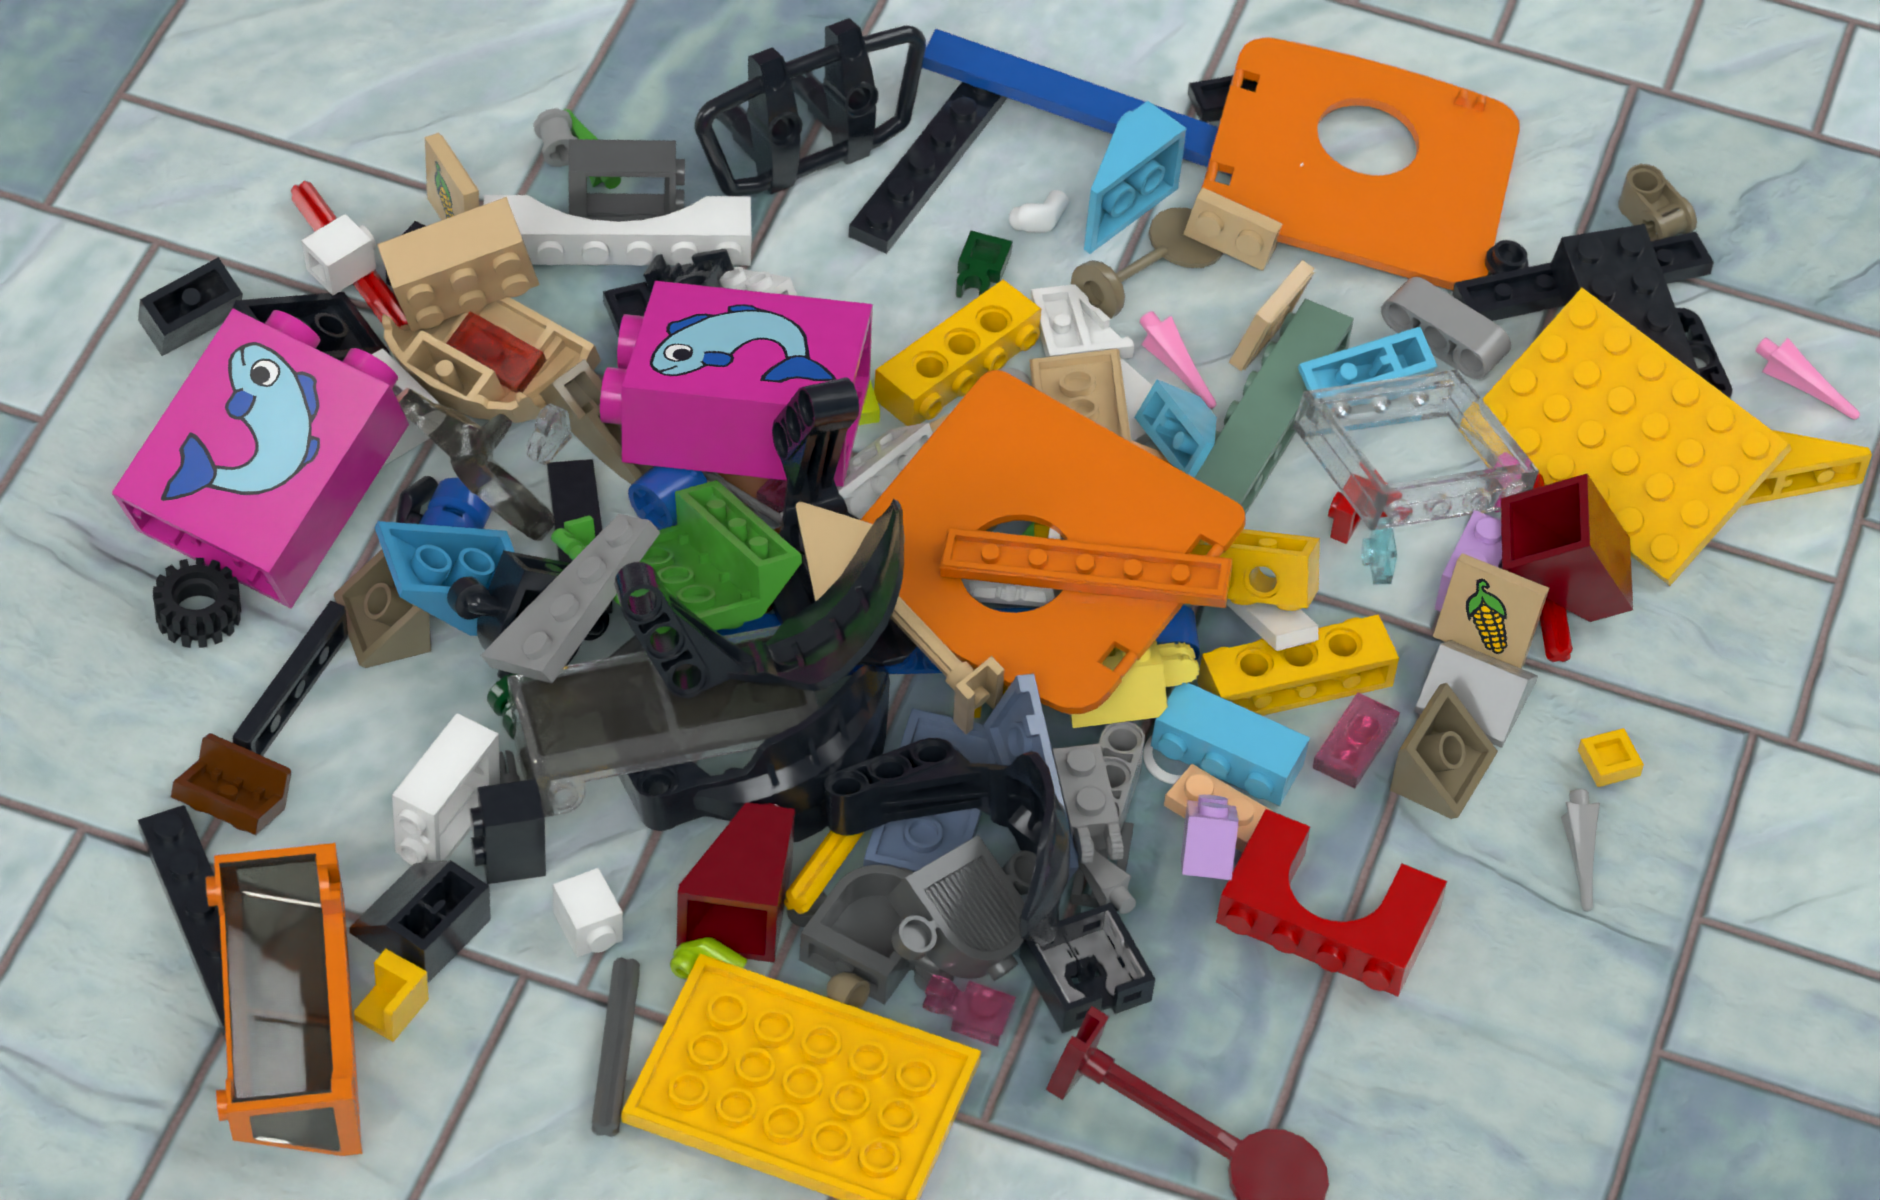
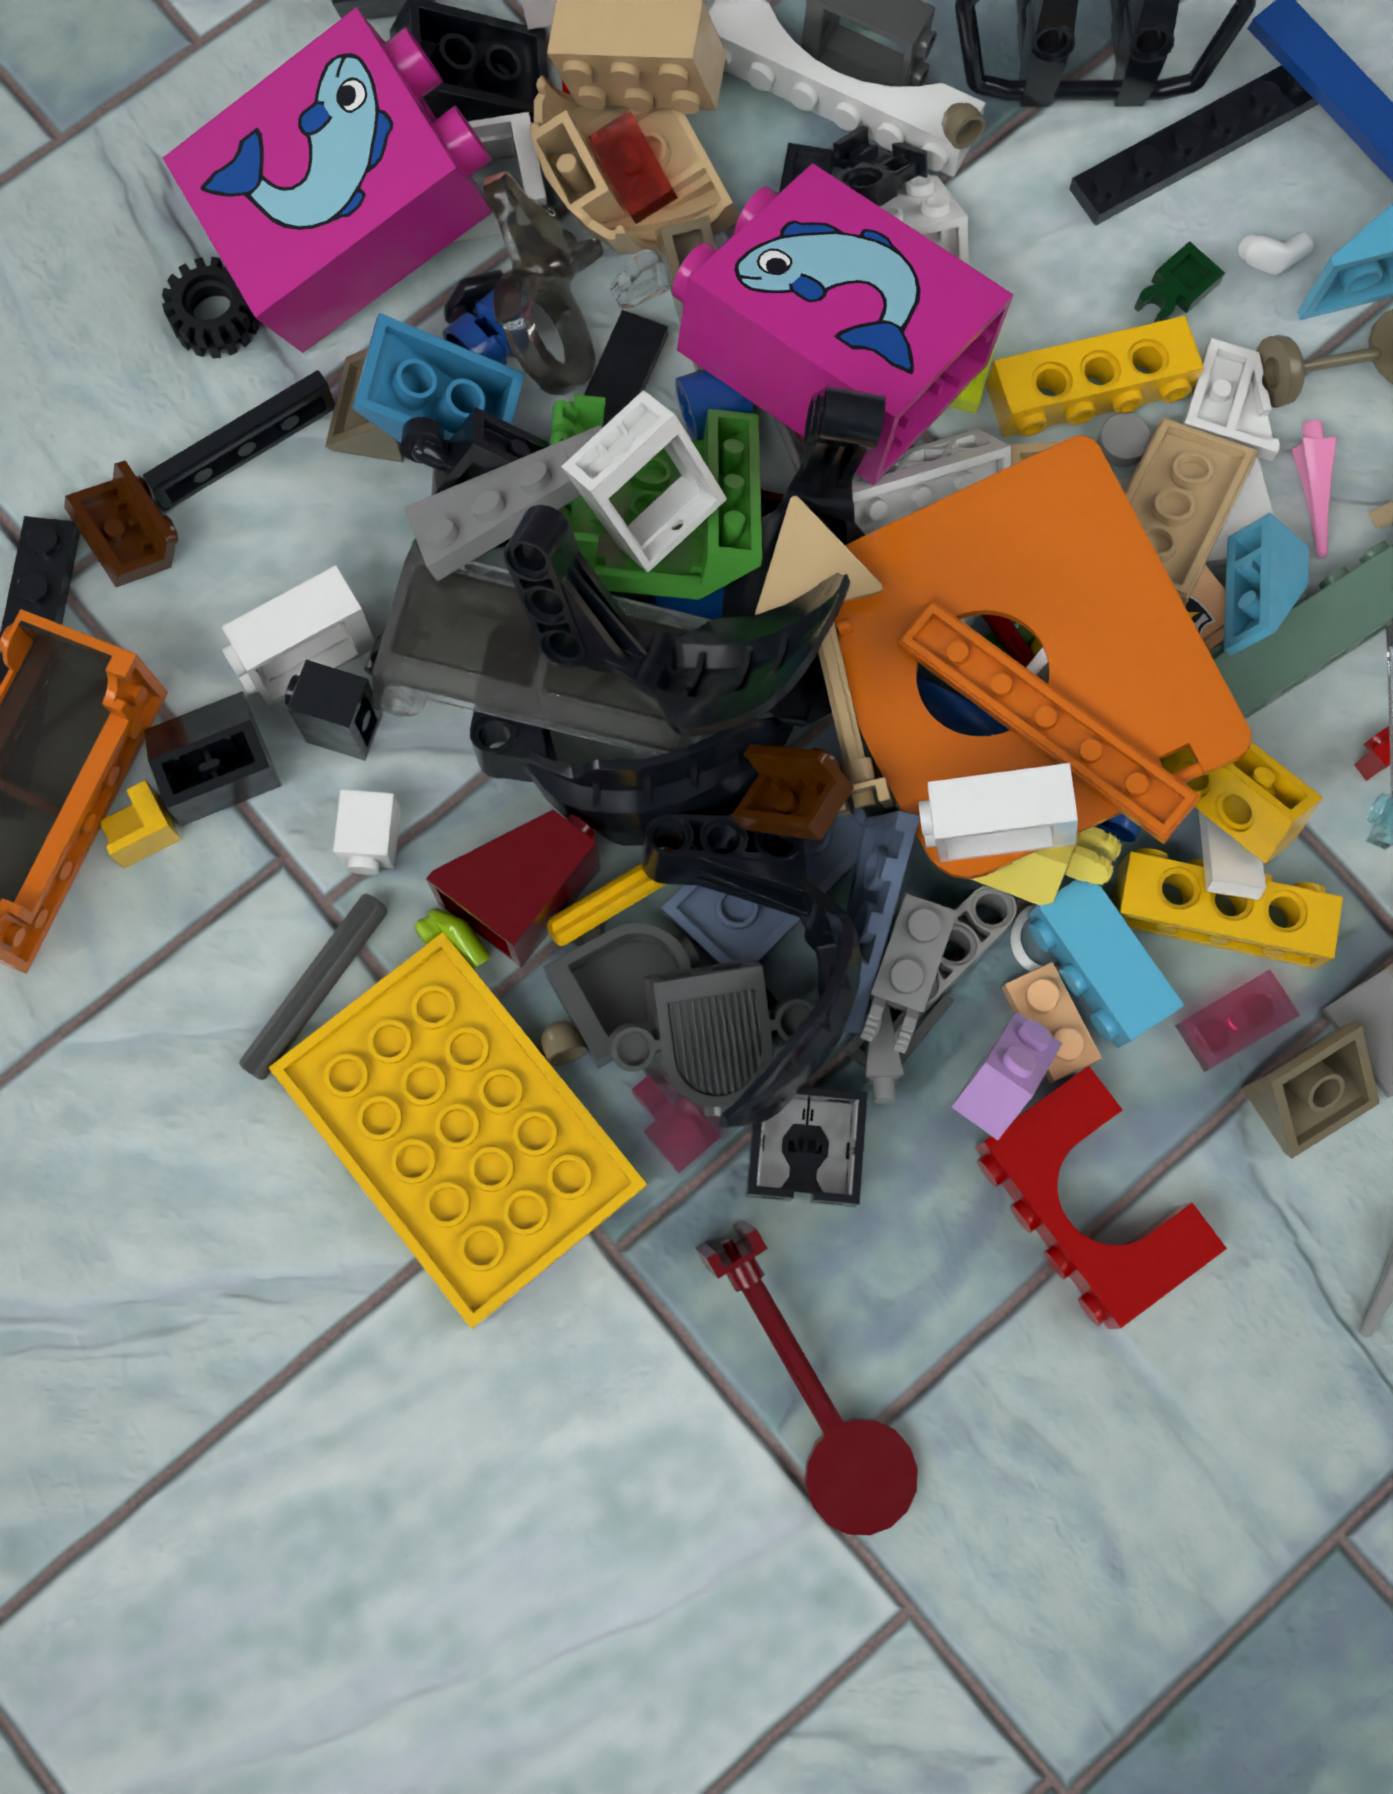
camera: 30 degrees right, 25 degrees up
(668, 494) = (619, 454): none -> white window
(745, 216) = (963, 125): none -> dark tan hinge
(925, 698) = (793, 793): none -> reddish brown bracket
(1096, 632) = (1000, 813): none -> white window

